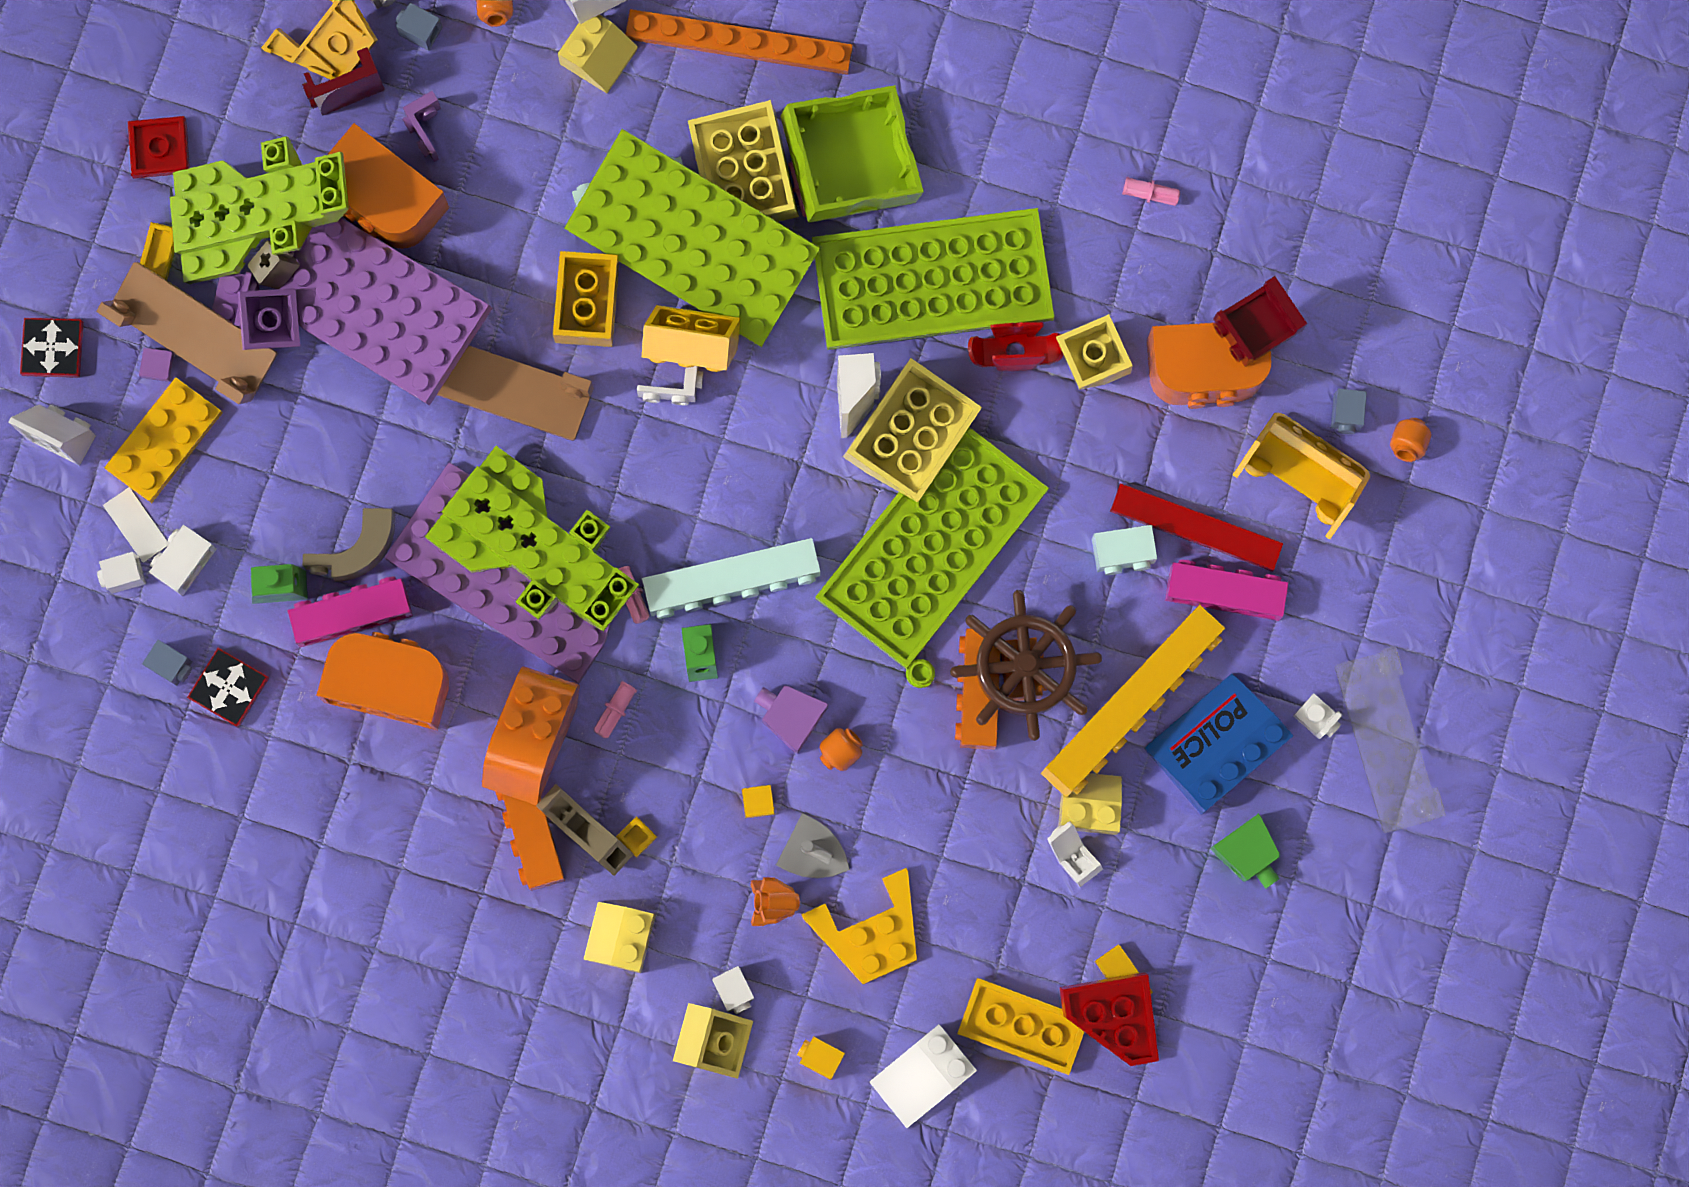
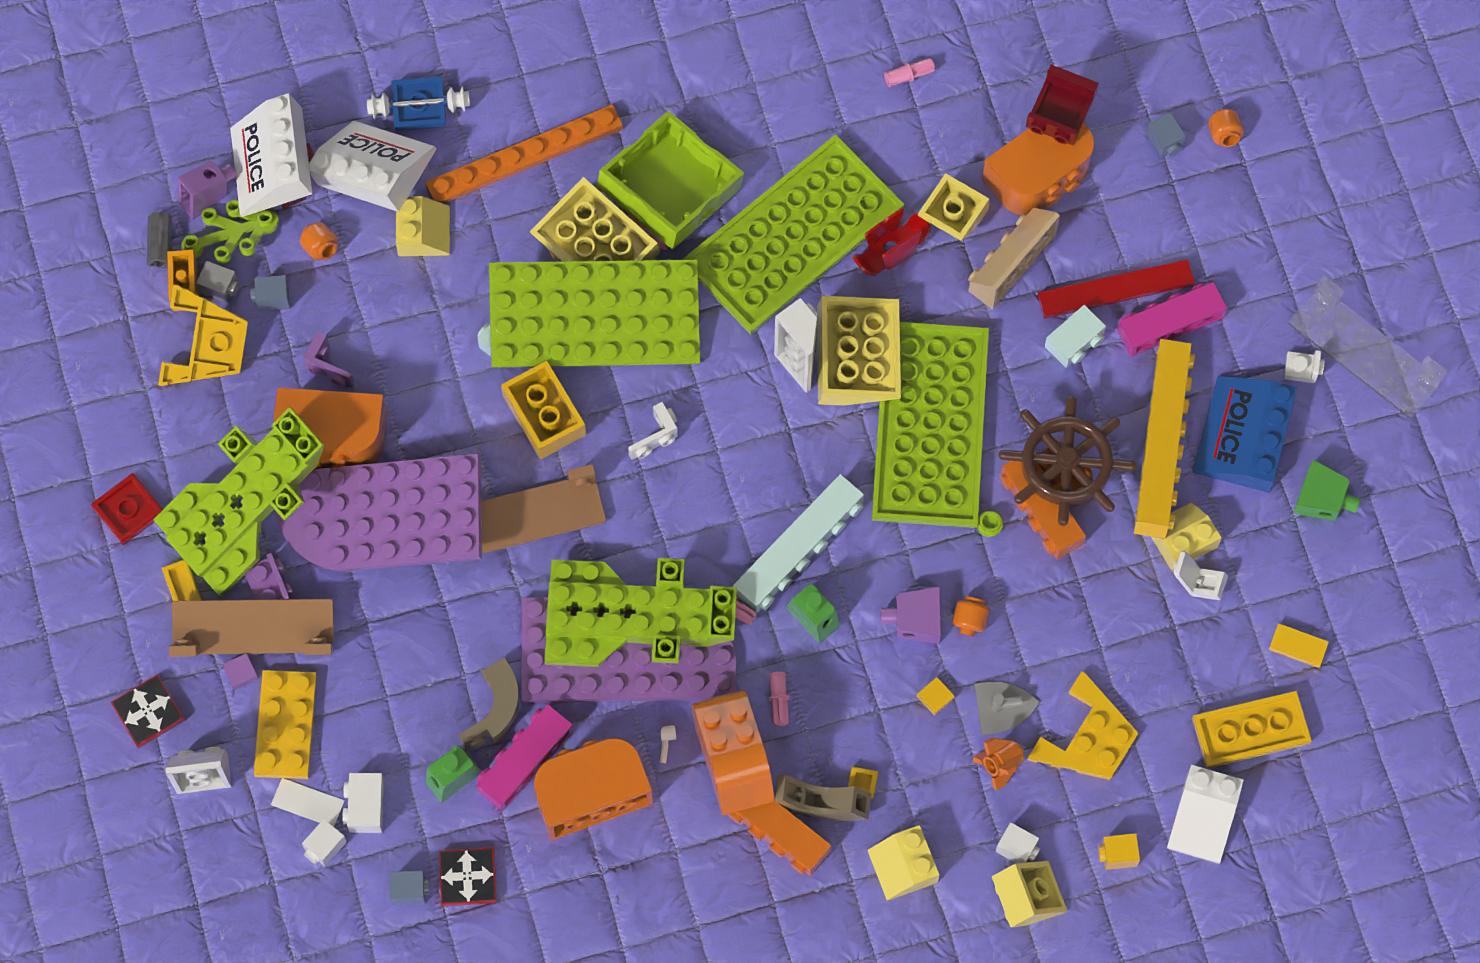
camera: 30 degrees left, 10 degrees down
(268, 319) = (310, 575): medium lavender slope -> none
(272, 269) = (283, 536): dark tan brick -> none
(345, 88) = (249, 371): dark red panel -> none
(491, 675) = (667, 733): none -> white hand
(690, 338) = (646, 386): yellow brick -> none
(1116, 1015) = (1315, 674): red plate -> none
(1120, 434) = (1014, 256): none -> tan slope
(1307, 466) = (1168, 194): yellow windscreen -> none

